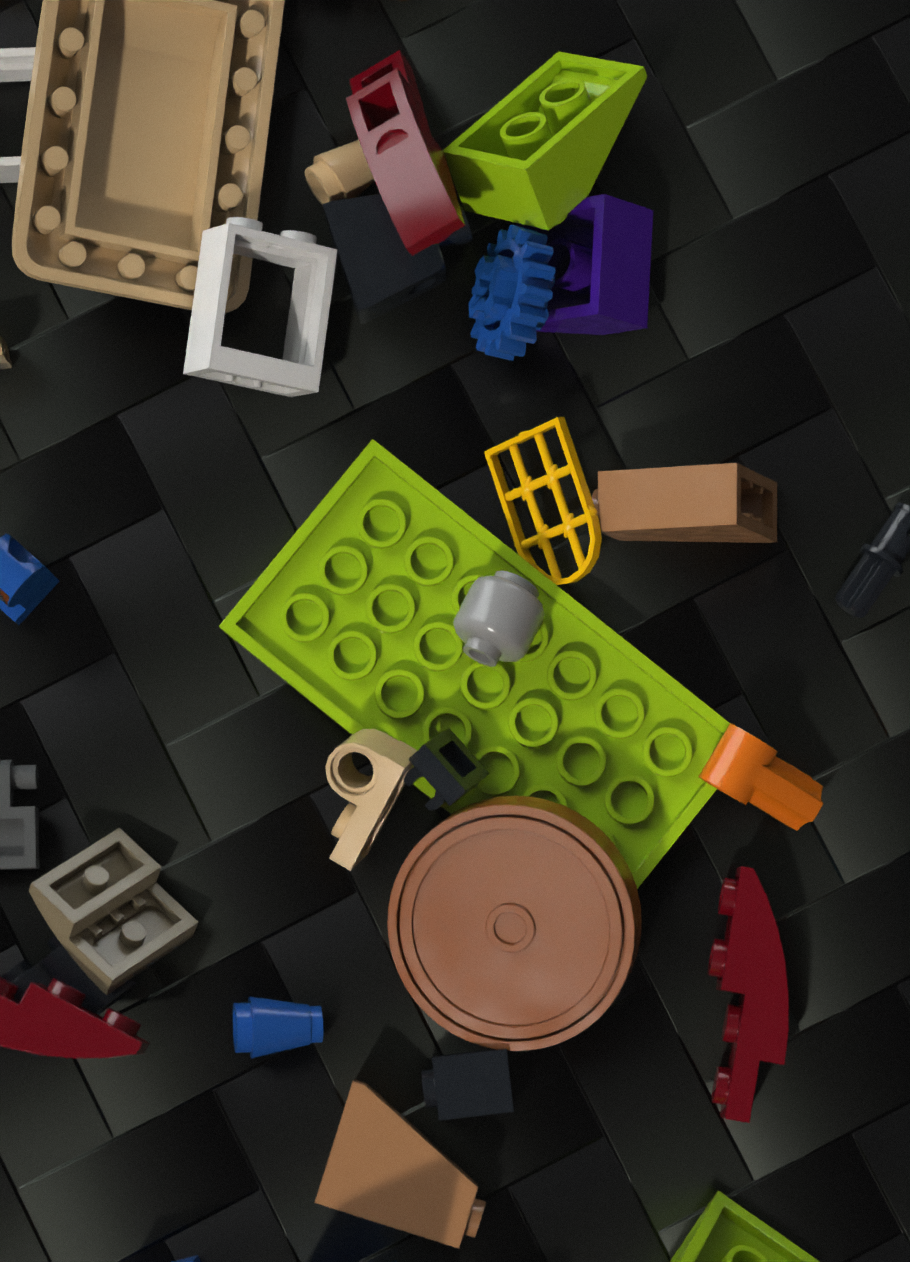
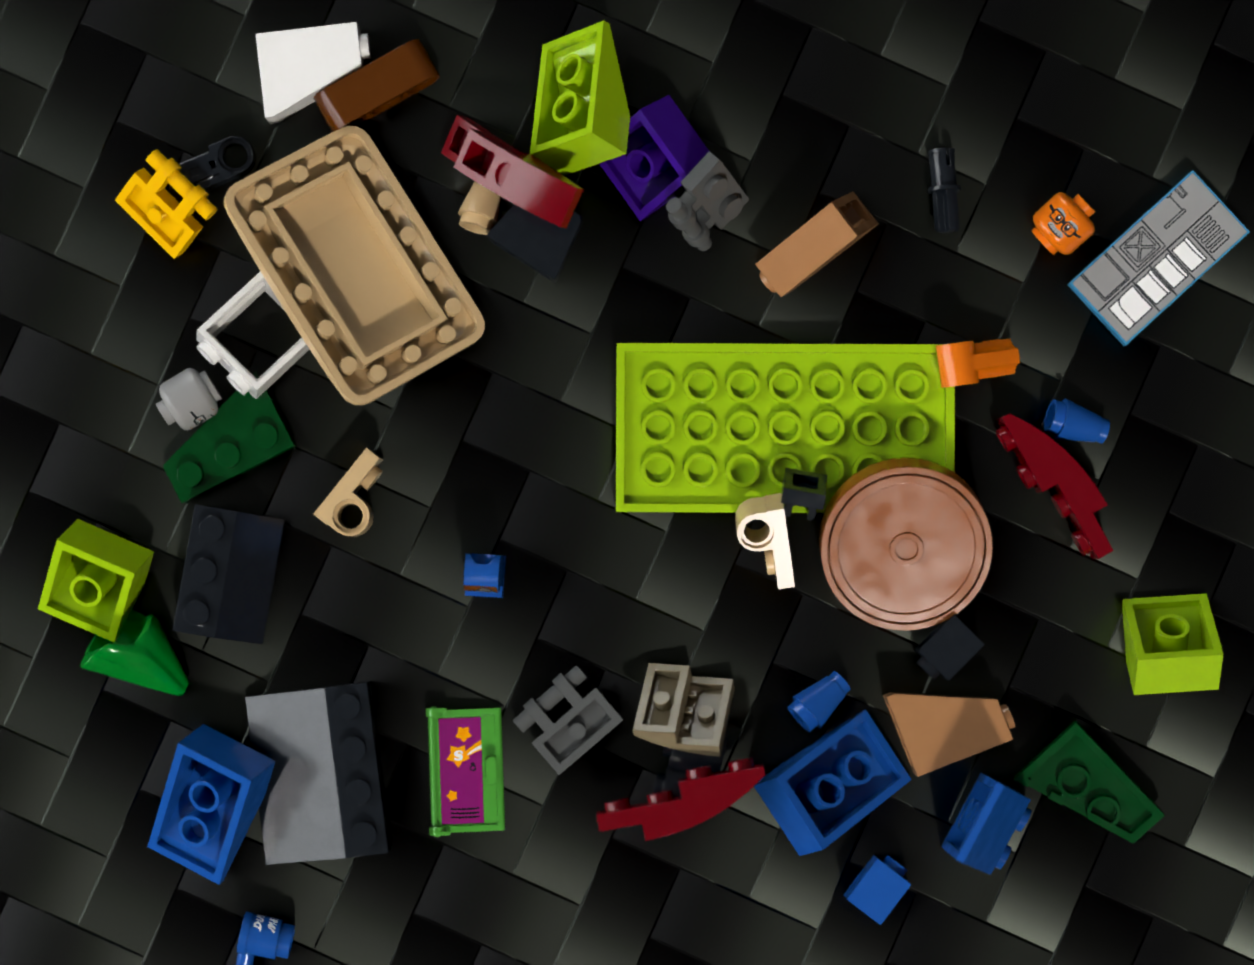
camera: 40 degrees left, 5 degrees up
(214, 1134) = (832, 784): none -> blue slope
(308, 312) = (525, 303): white window -> none
(499, 618) = (766, 387): light grey head -> none
(511, 292) = (630, 203): blue gear -> none
(551, 479) = (732, 287): yellow window -> none
(616, 353) = (717, 196): none -> dark grey plate
(822, 942) = (1075, 423): none -> blue cone

